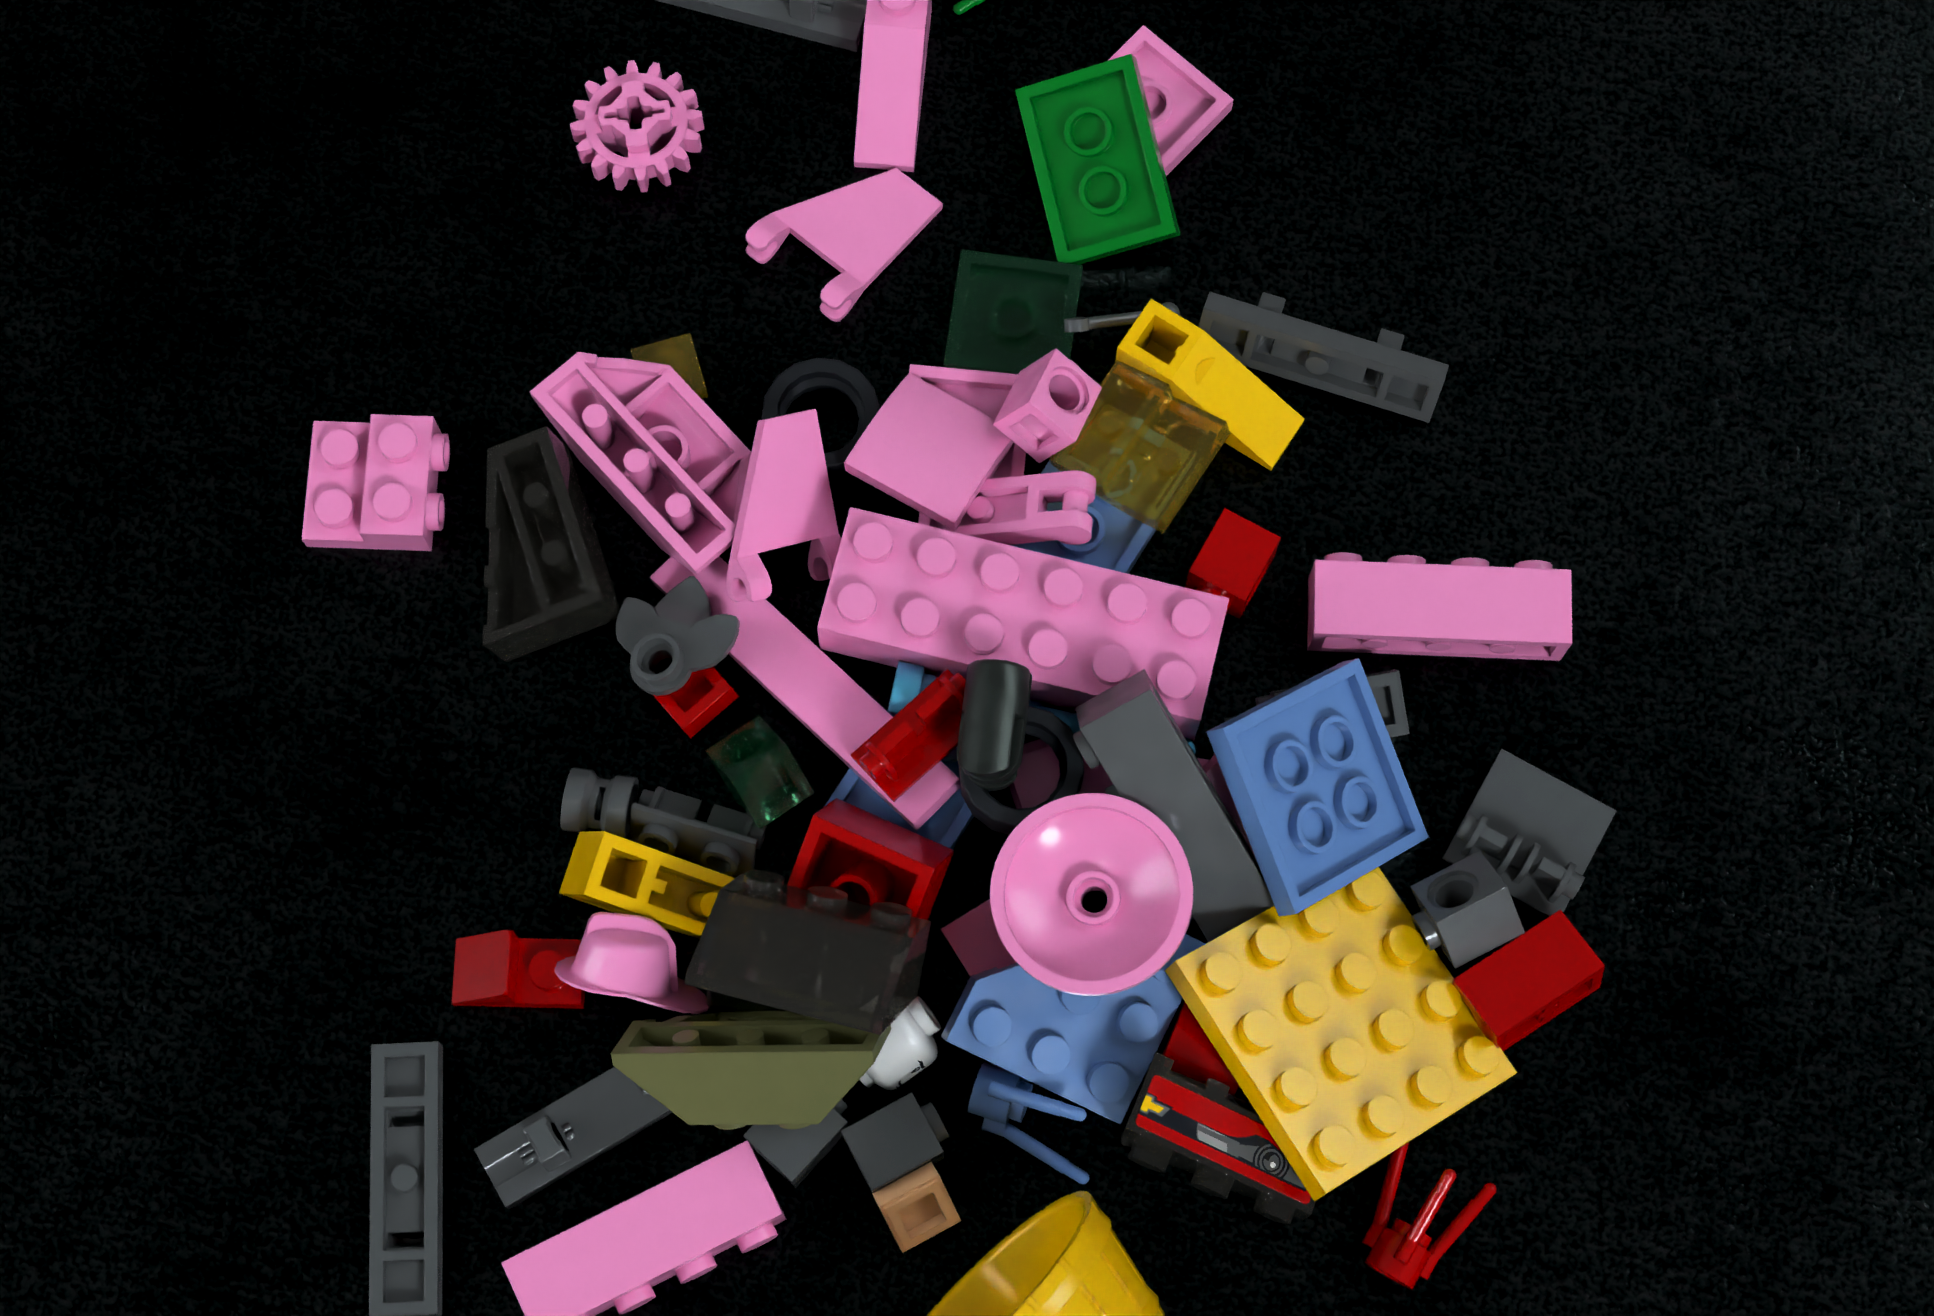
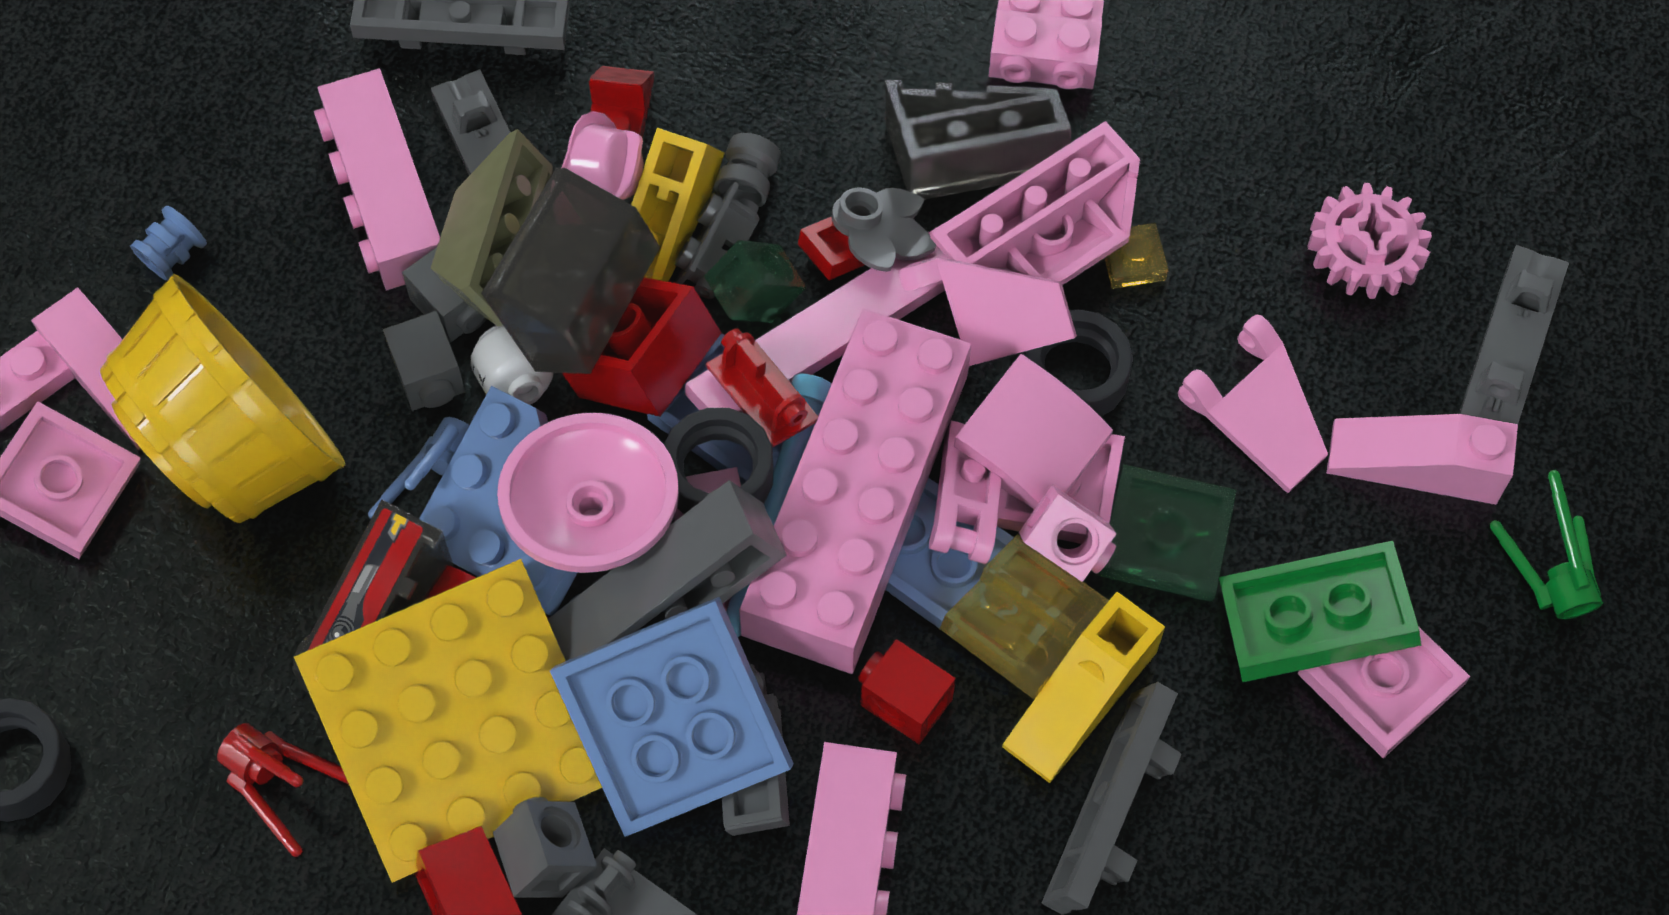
camera: 95 degrees right, 10 degrees down
(916, 1207) = (369, 374): light nougat tile -> none
(993, 722) = (750, 423): pearl dark grey arm -> none
(1082, 324) = (1168, 672): dark grey hinge -> none

